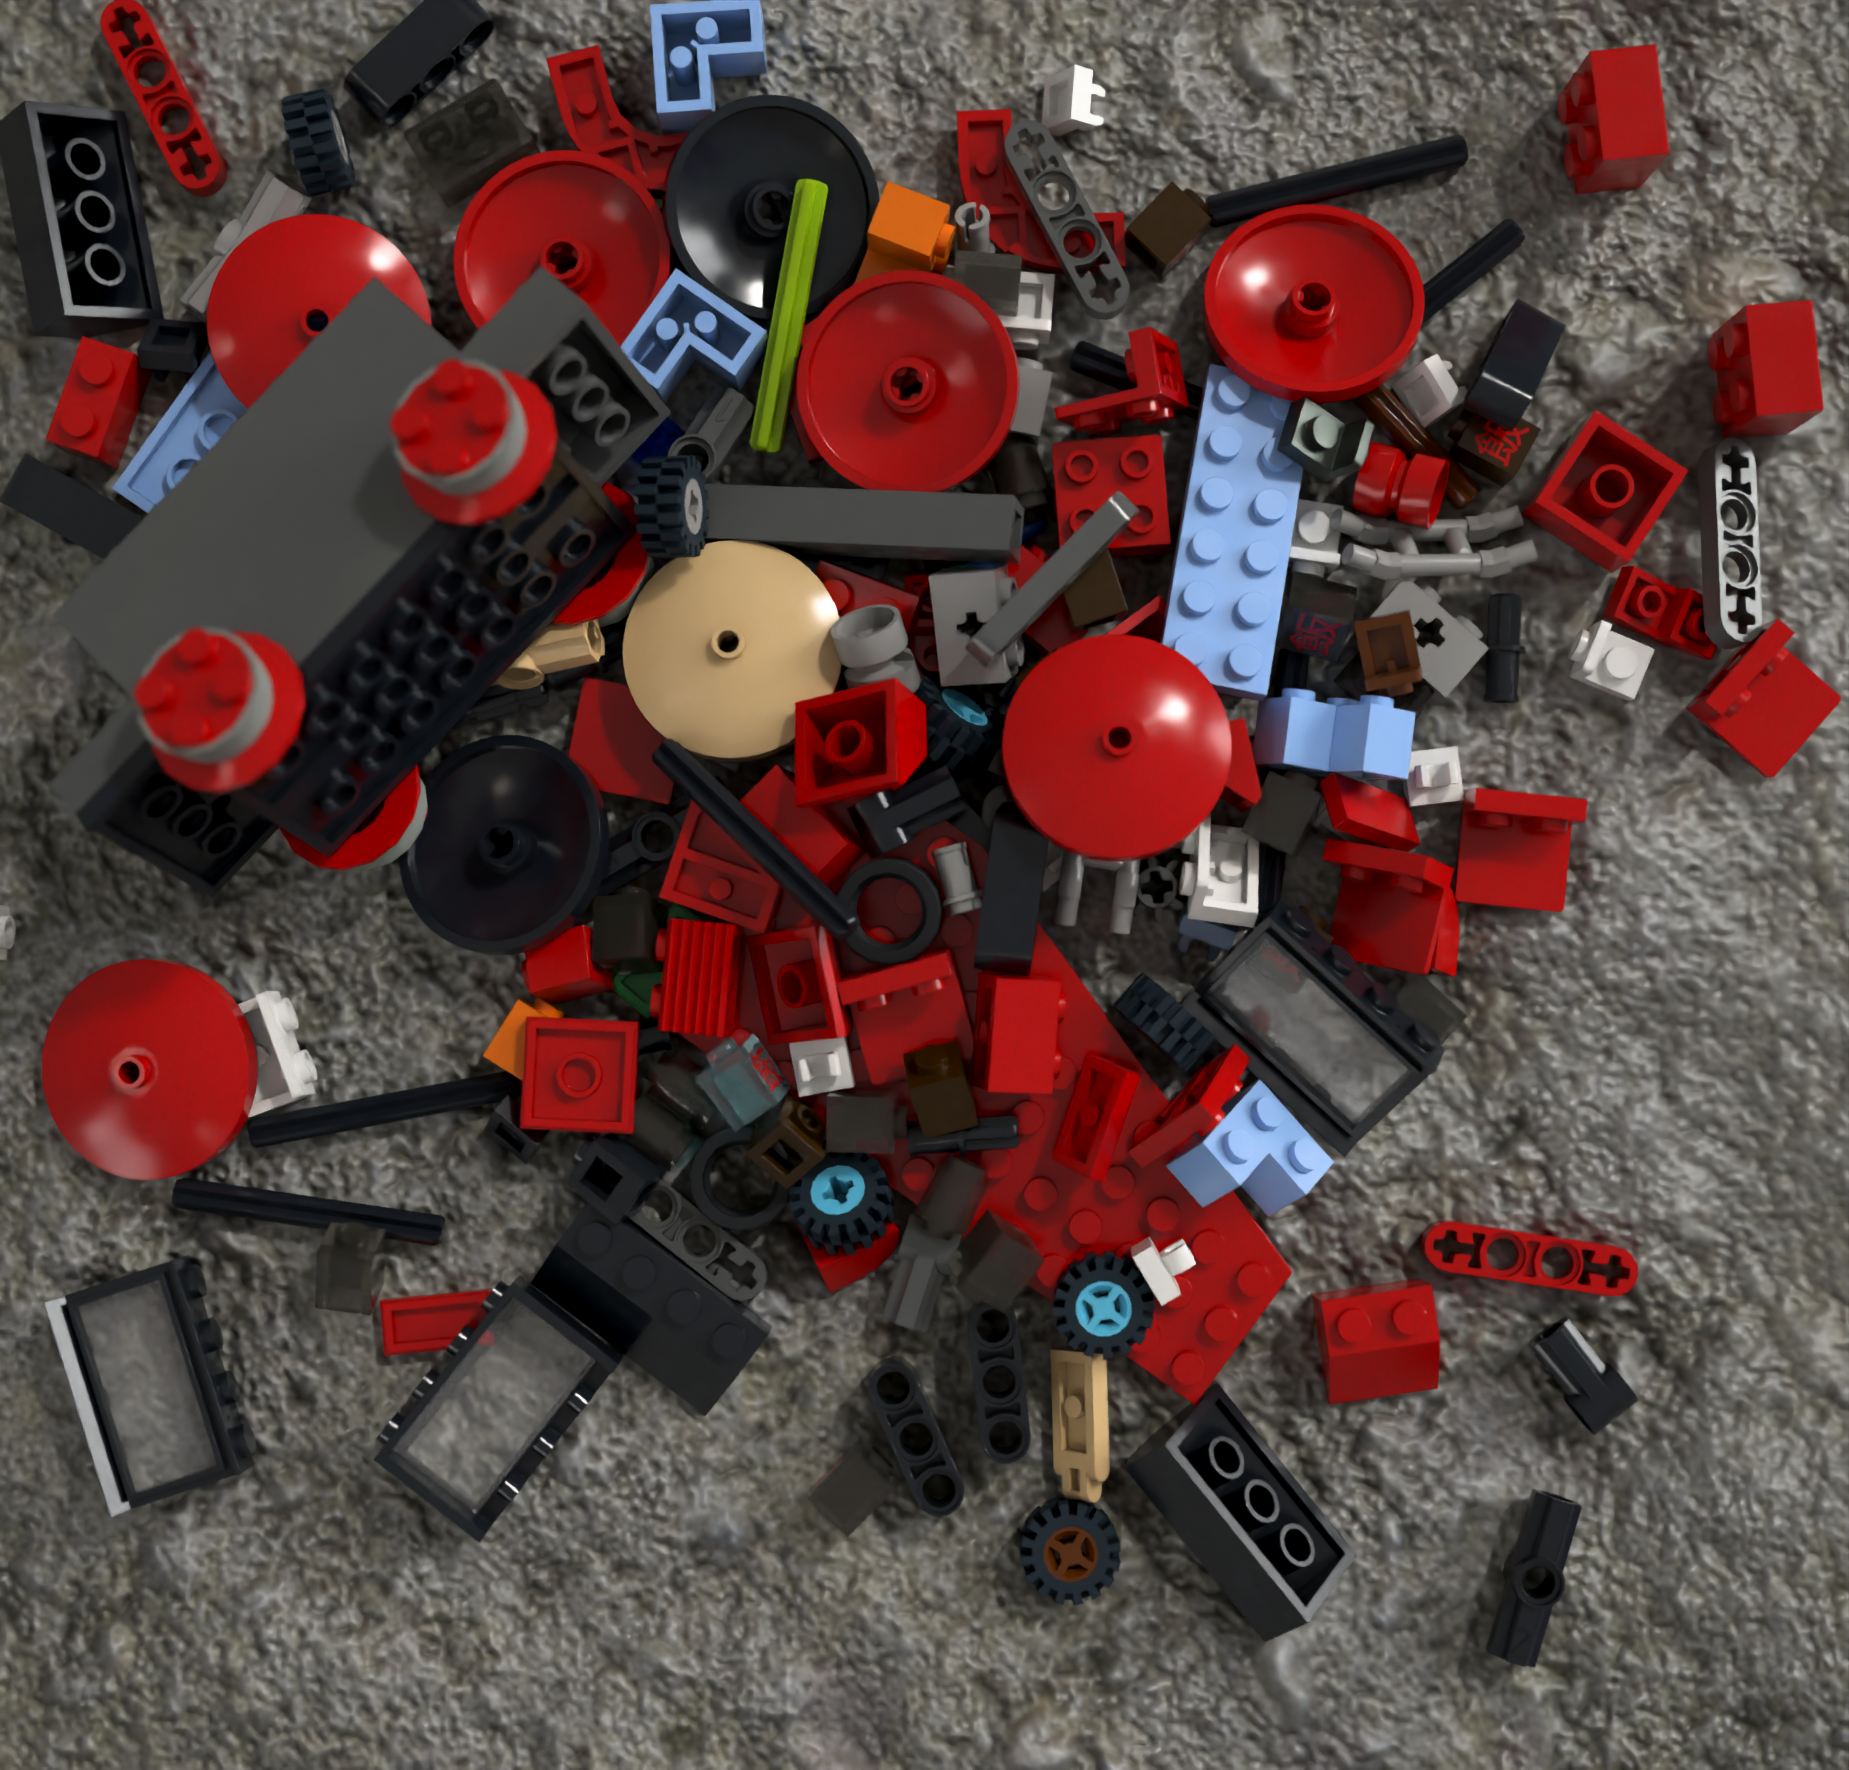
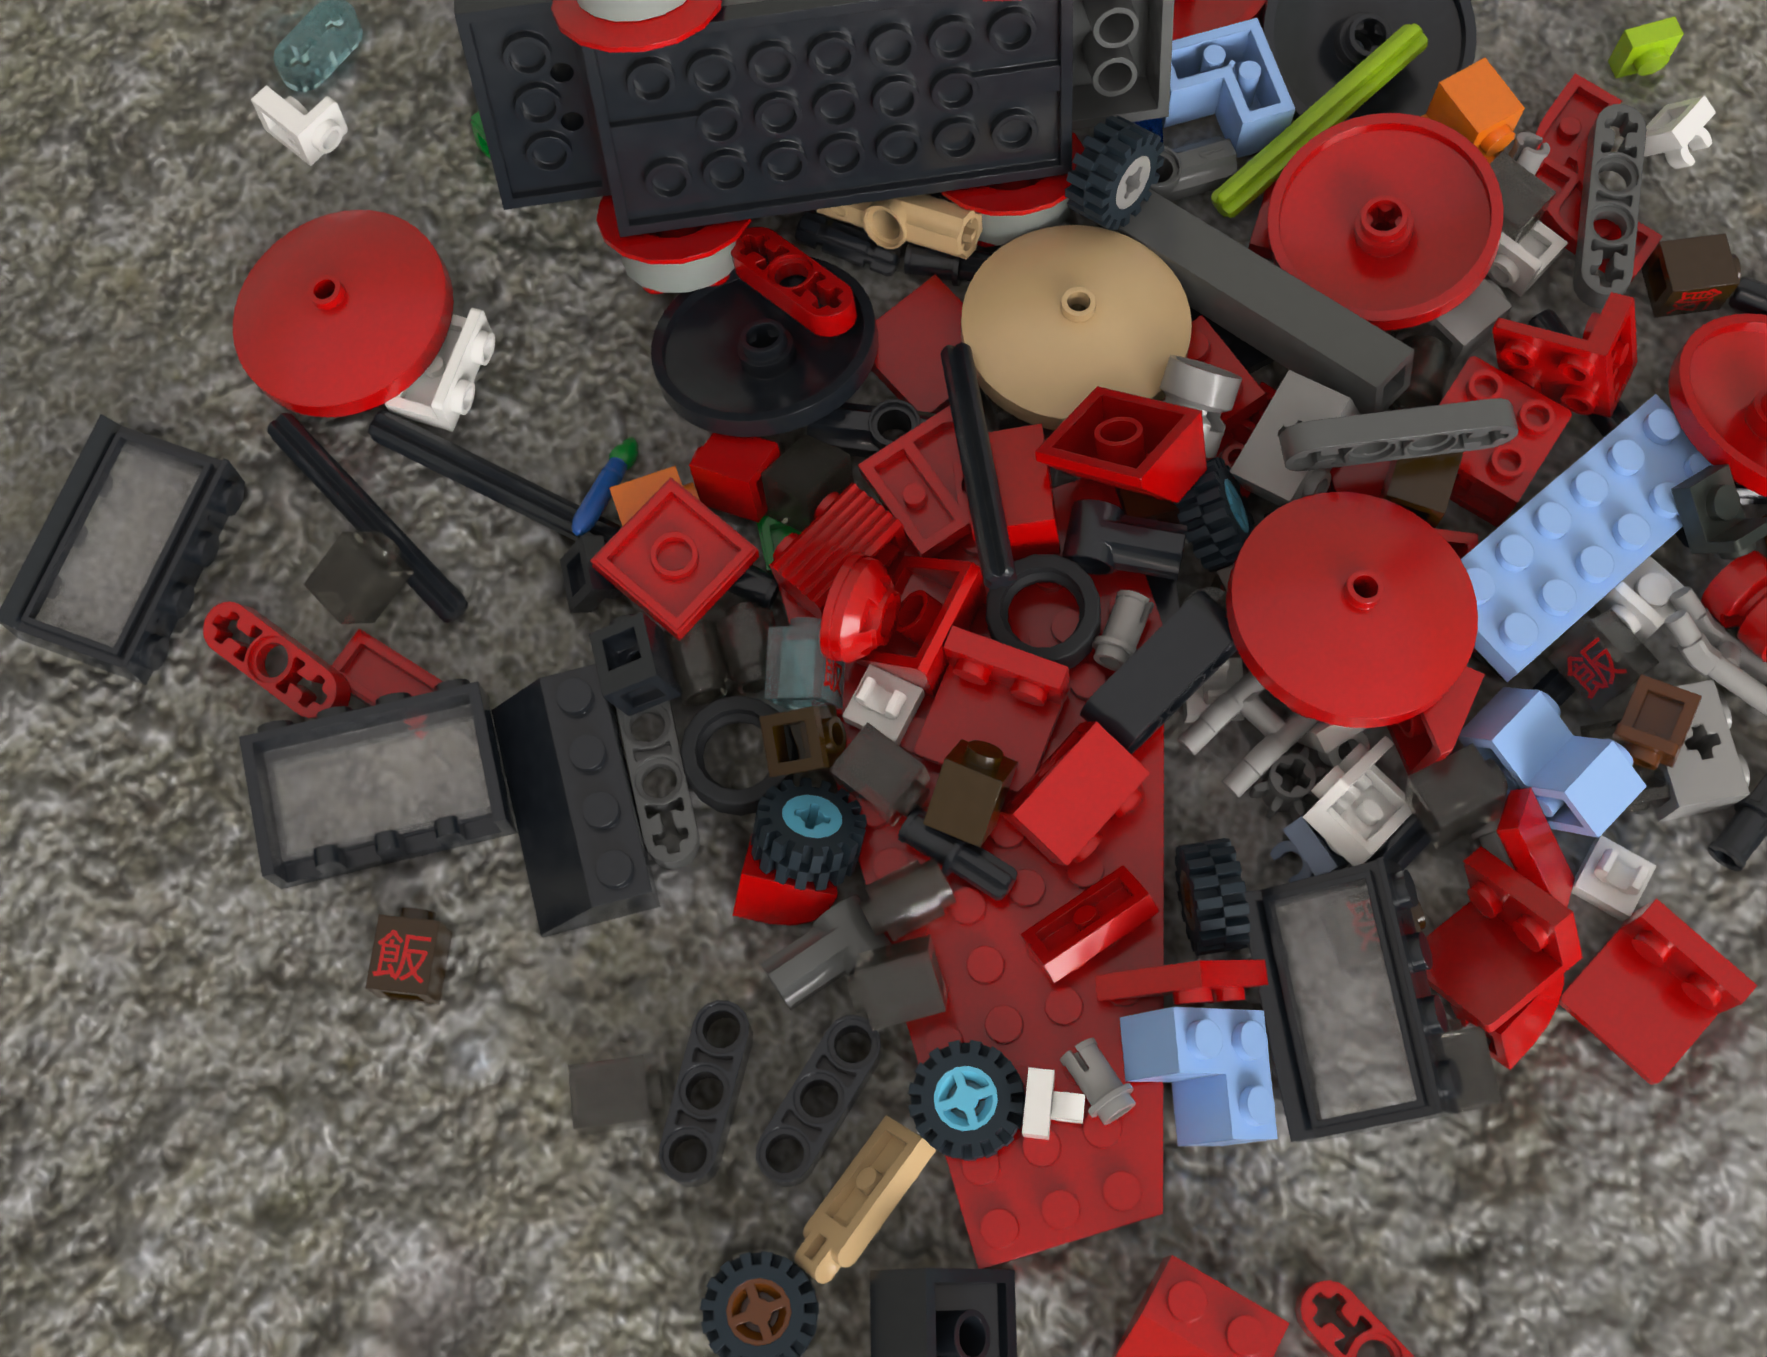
camera: 40 degrees right, 15 degrees down
(320, 1388) = (251, 659): none -> red beam
(464, 1016) = (599, 495): none -> blue piece
(503, 793) = (798, 301): none -> red beam
(628, 1508) = (409, 957): none -> dark brown brick
(756, 1019) = (858, 610): none -> red piece
(997, 43) = (1645, 48): none -> lime plate
(1184, 1223) = (1098, 1082): none -> light grey pin

